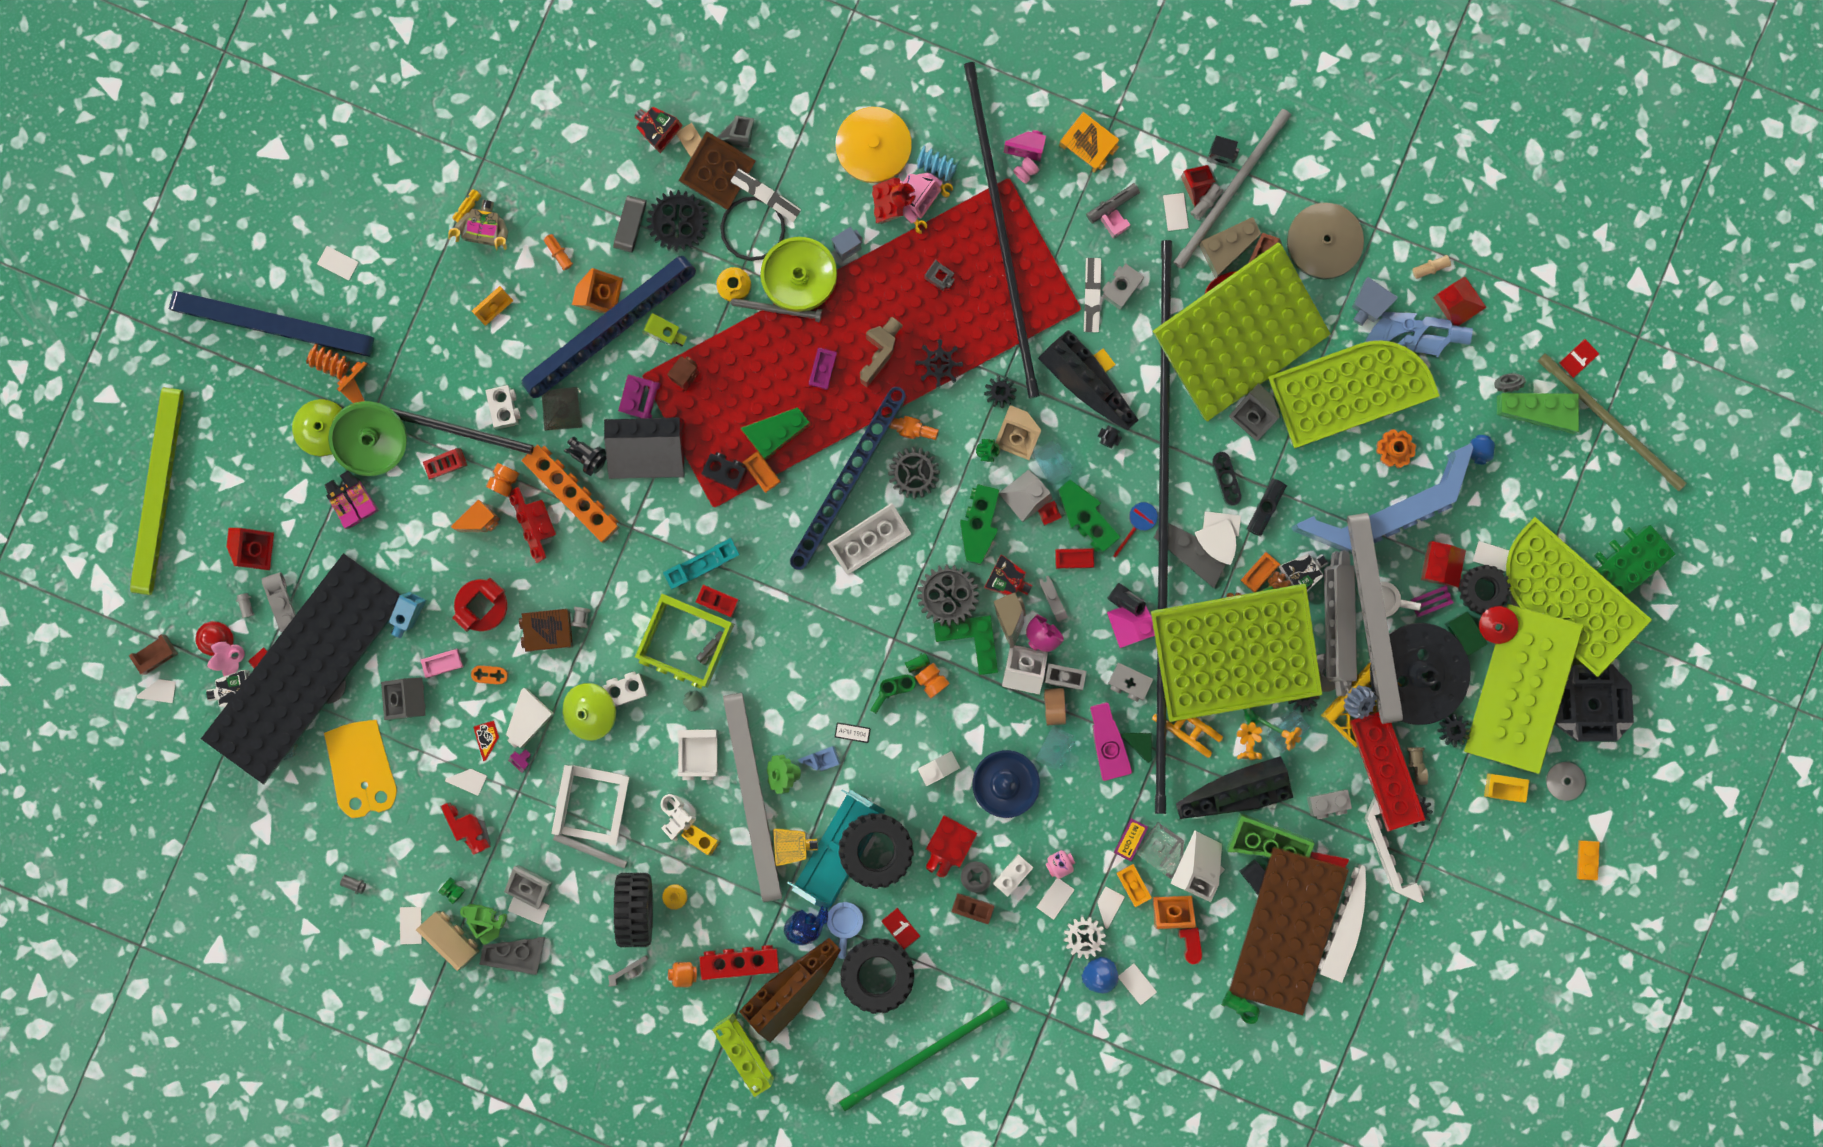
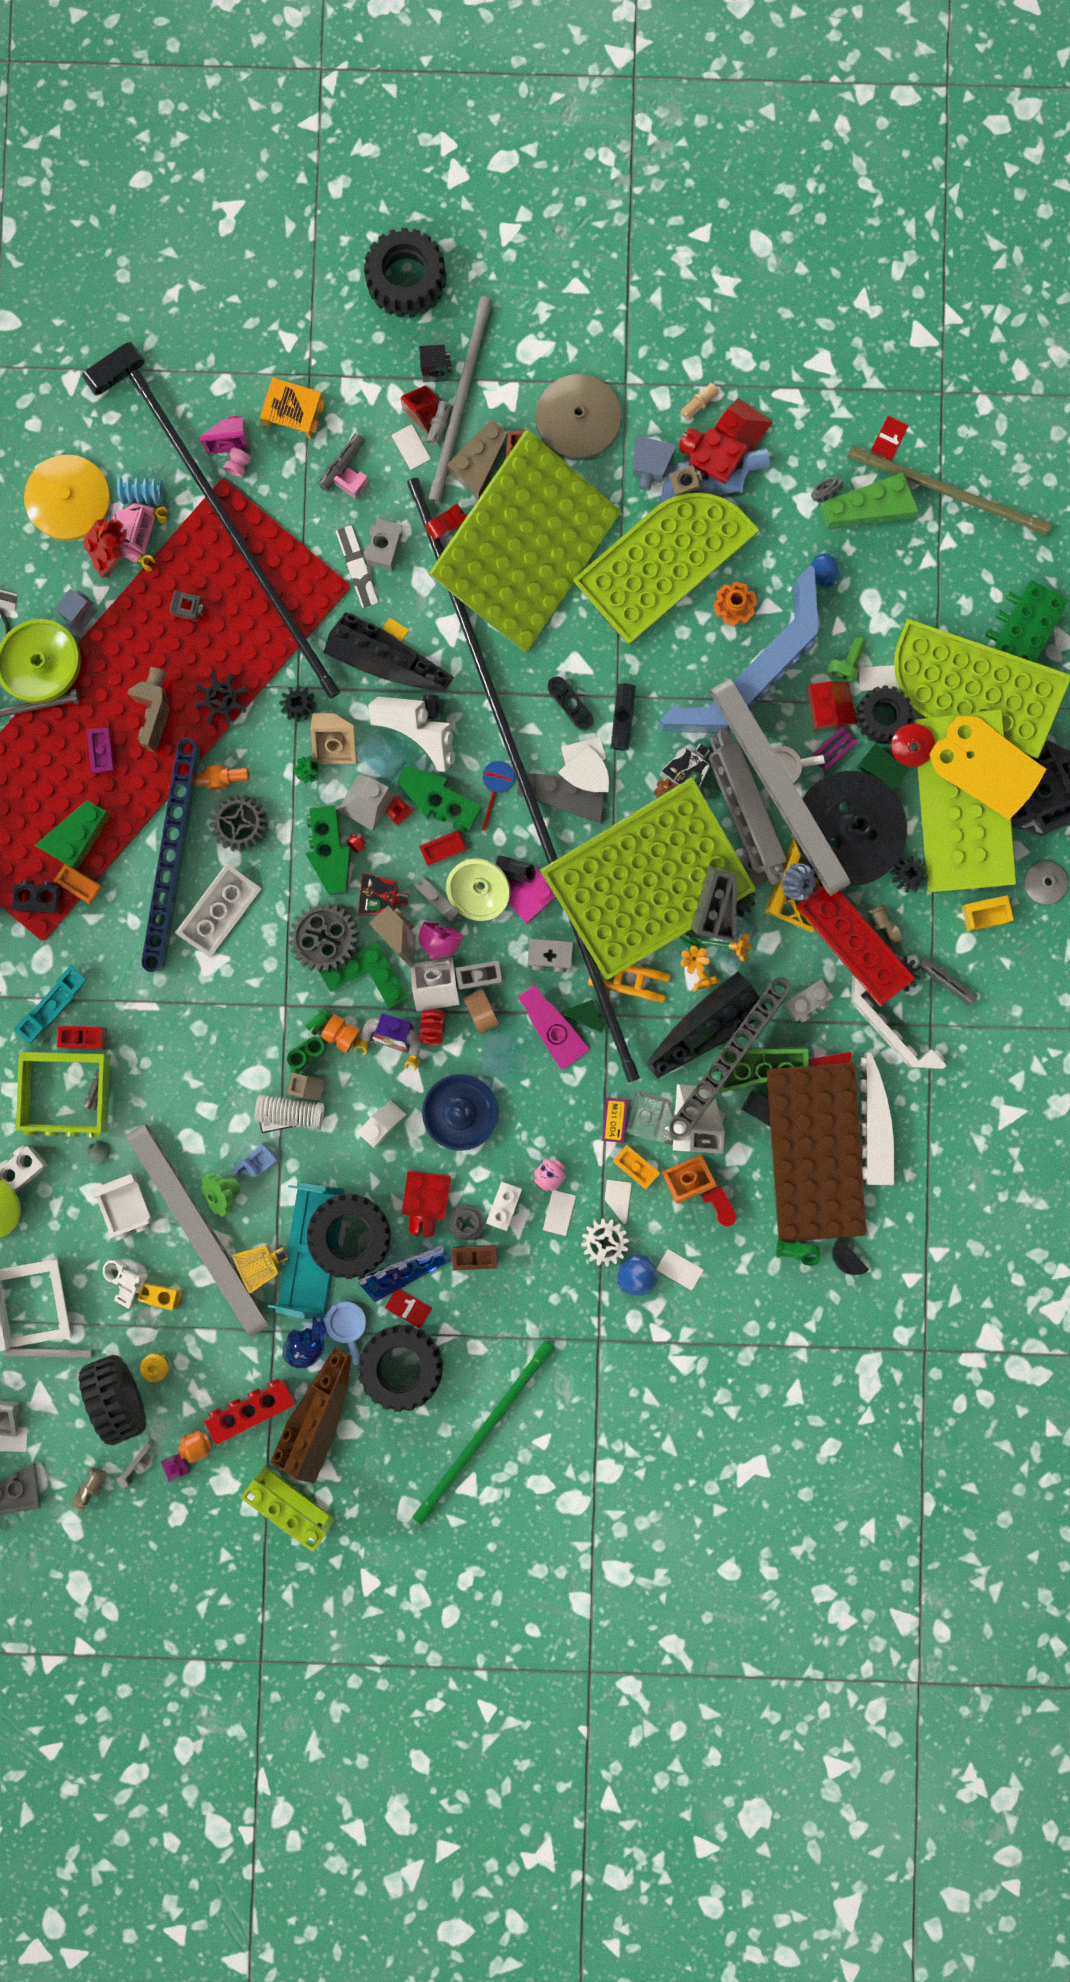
camera: 15 degrees left, 0 degrees up
(585, 974) = (91, 1486): none -> dark tan connector
(659, 985) = (175, 1467): none -> magenta tile
(884, 742) = (264, 1104): none -> white piece
(886, 713) = (305, 1086): none -> dark tan brick
(908, 898) = (394, 1277): none -> clear blue wing
(952, 51) = (113, 368): none -> black beam
(975, 697) = (393, 1034): none -> torso
(1004, 527) = (356, 843): none -> red plate
(1010, 704) = (432, 1027): none -> red gear
(1084, 612) = (469, 897): none -> yellowish green dish
(1090, 443) = (410, 719): none -> white arch
(1181, 289) = (446, 523): none -> red leg
(1235, 42) = (405, 246): none -> black tyre
(1255, 822) = (734, 1048): none -> dark grey beam
(1256, 412) = (574, 622): dark grey slope -> none
(1260, 572) = (642, 787): orange tile -> none
(1278, 1029) = (846, 1259): none -> black plate
(1284, 696) = (716, 906): none -> dark grey wedge
(1388, 325) = (678, 476): none -> dark tan brick
(1426, 315) = (712, 453): none -> red plate
(1439, 811) = (967, 996): none -> dark grey pin
(1469, 540) = (848, 670): none -> bright green piece
(1560, 674) = (996, 774): none -> yellow piece

